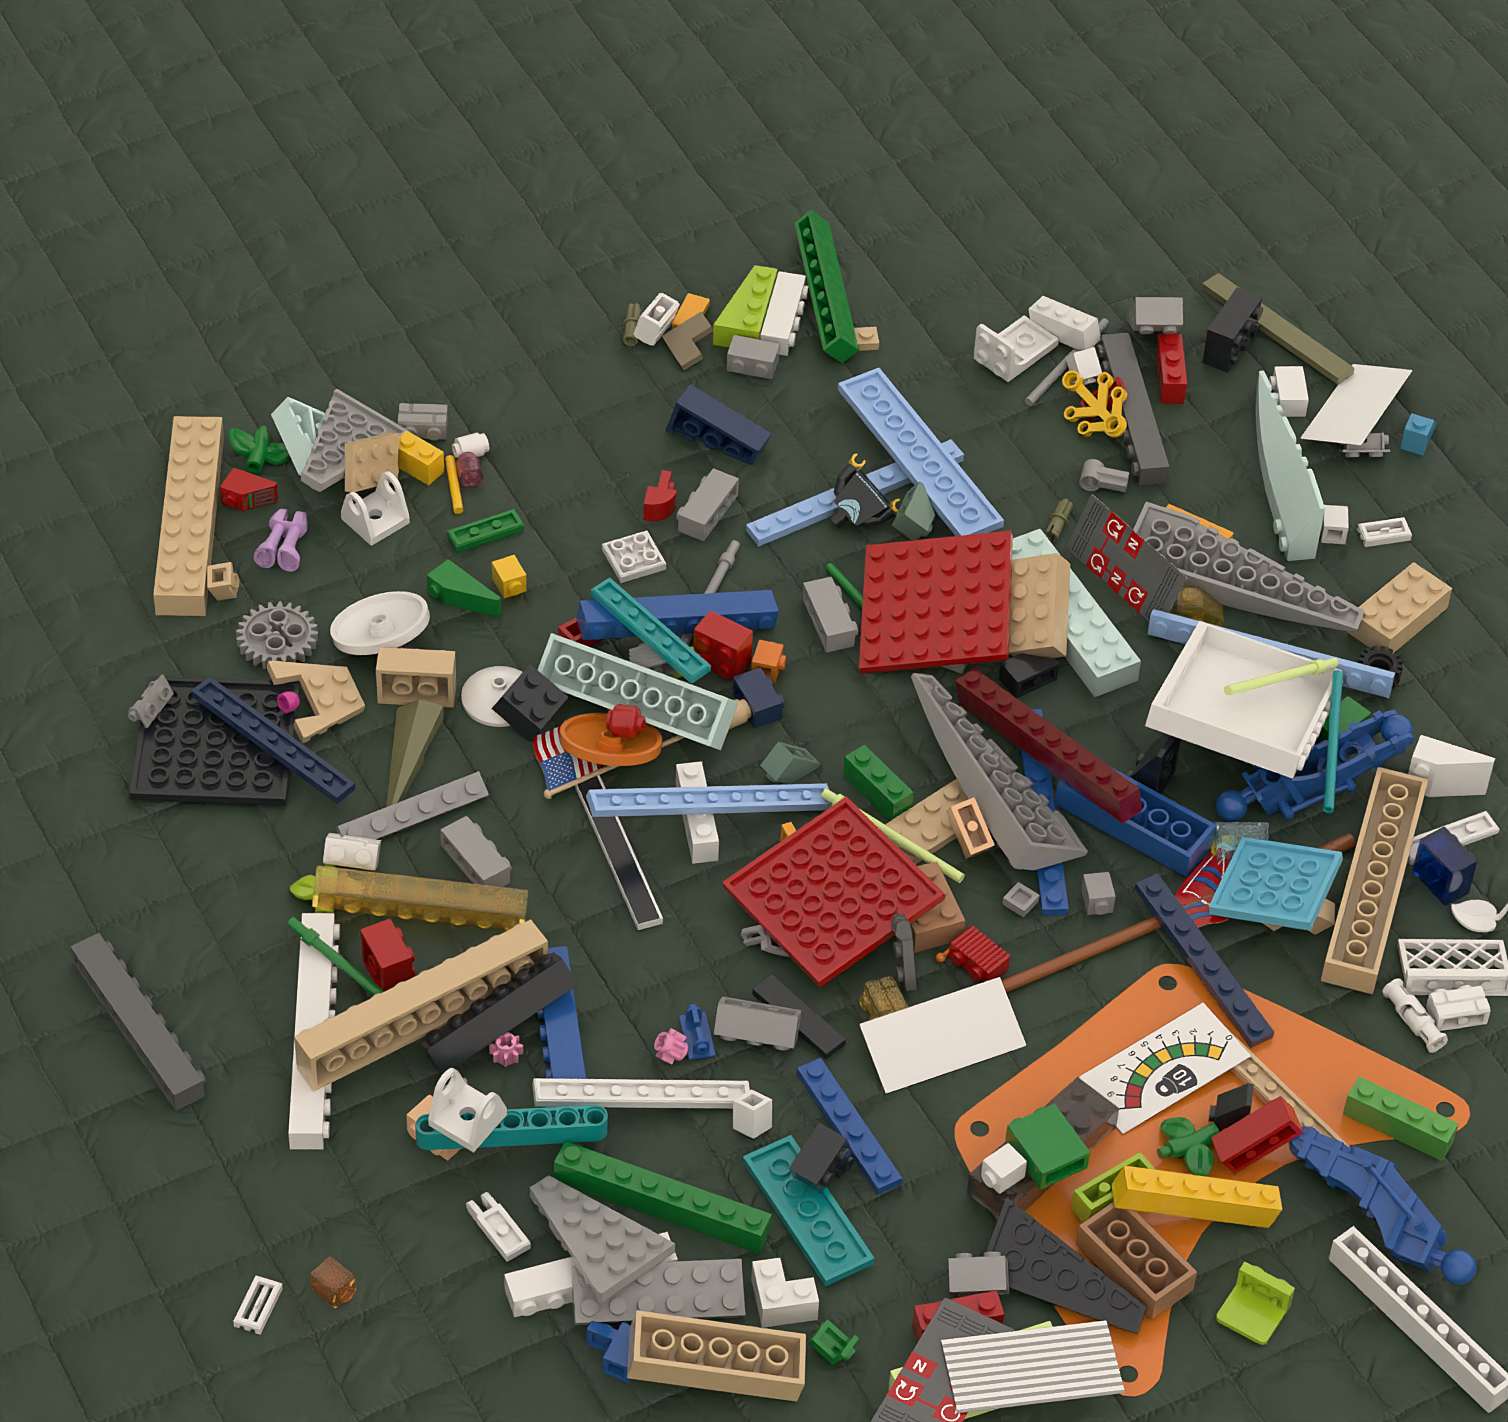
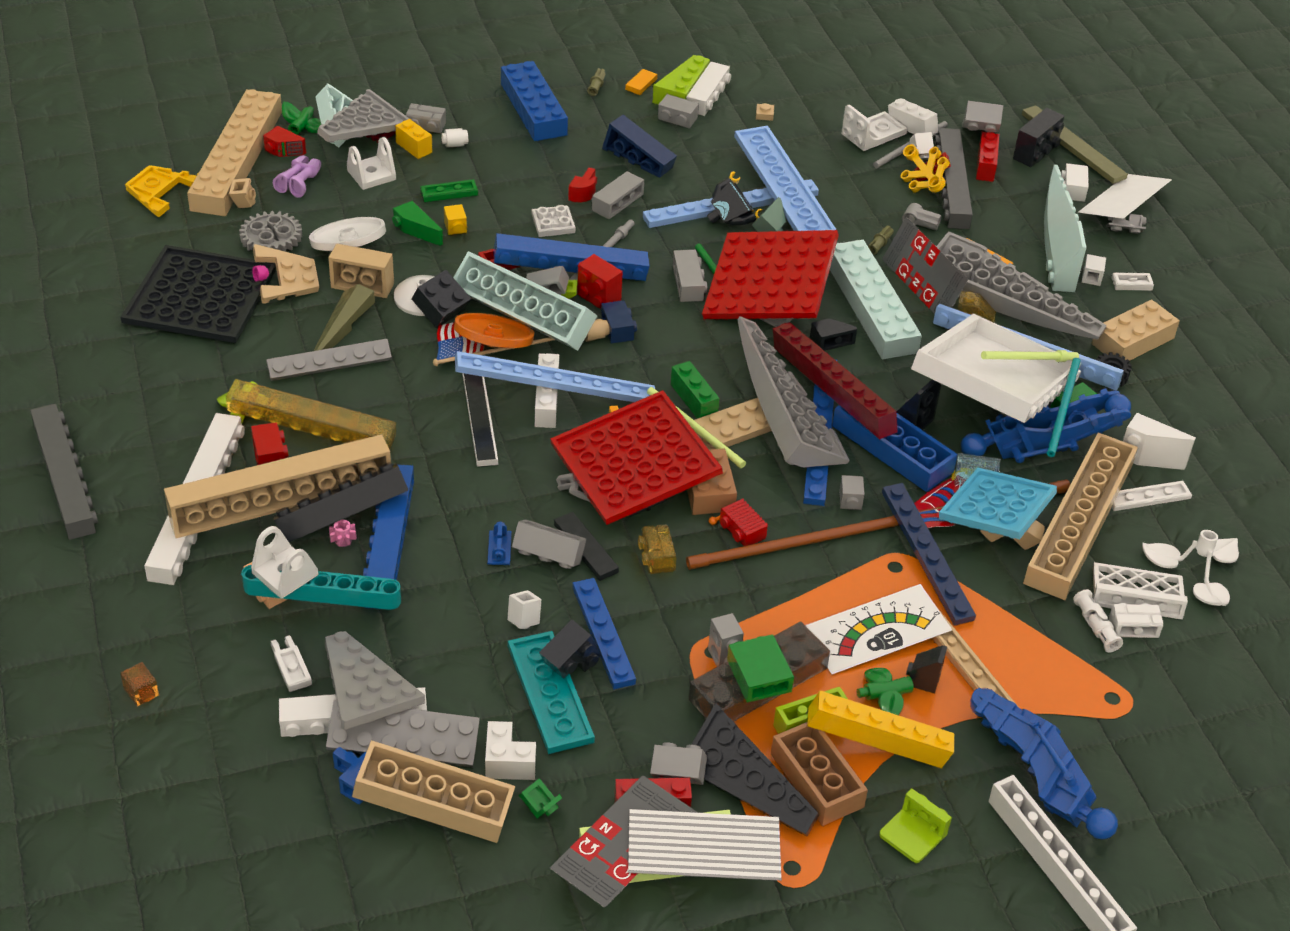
camera: 10 degrees right, 5 degrees down
(97, 581) = (154, 183): none -> yellow wing
(152, 701) = (159, 259): light grey hinge -> none
(260, 1324) = (78, 693): white tile -> none
(273, 740) = (240, 296): dark blue plate -> none
(311, 938) = (215, 430): green bar -> none
(352, 851) = (271, 377): white brick -> none
(369, 459) = (371, 127): tan plate -> none
(454, 484) = (436, 159): yellow bar -> none
(469, 469) = (449, 151): clear pink brick -> none
(475, 853) = (365, 393): light grey brick -> none
(558, 370) = (534, 101): none -> blue brick
(625, 721) = (507, 318): red head -> none
(637, 1093) = (435, 579): white tile -> none
(650, 630) = (543, 259): teal tile -> none
(656, 319) = (613, 78): white brick -> none
(662, 1197) = (432, 662): green brick -> none
(671, 1046) = (474, 550): bright pink gear -> none
(682, 340) = (630, 94): dark tan tile -> none
(769, 658) = (634, 297): orange brick -> none
(788, 763) = (628, 367): sand green slope -> none
(826, 287) = (743, 76): green brick -> none
(904, 951) = (680, 506): dark grey hinge -> none
(942, 1035) = (698, 575): white sticker -> none
(970, 827) = (758, 429): light nougat brick -> none
(993, 1113) = (723, 631): none -> light grey brick
(1003, 1168) = (718, 679): white brick -> none
(1020, 899) = (788, 488): light grey plate -> none
(1039, 606) = (849, 286): tan brick -> none
(1257, 1135) = (943, 689): red brick -> none
(1400, 1118) = (1071, 697): bright green brick -> none
(1417, 434) = (1170, 220): dark azure slope -> none
(1444, 865) = (1141, 512): clear blue brick -> none

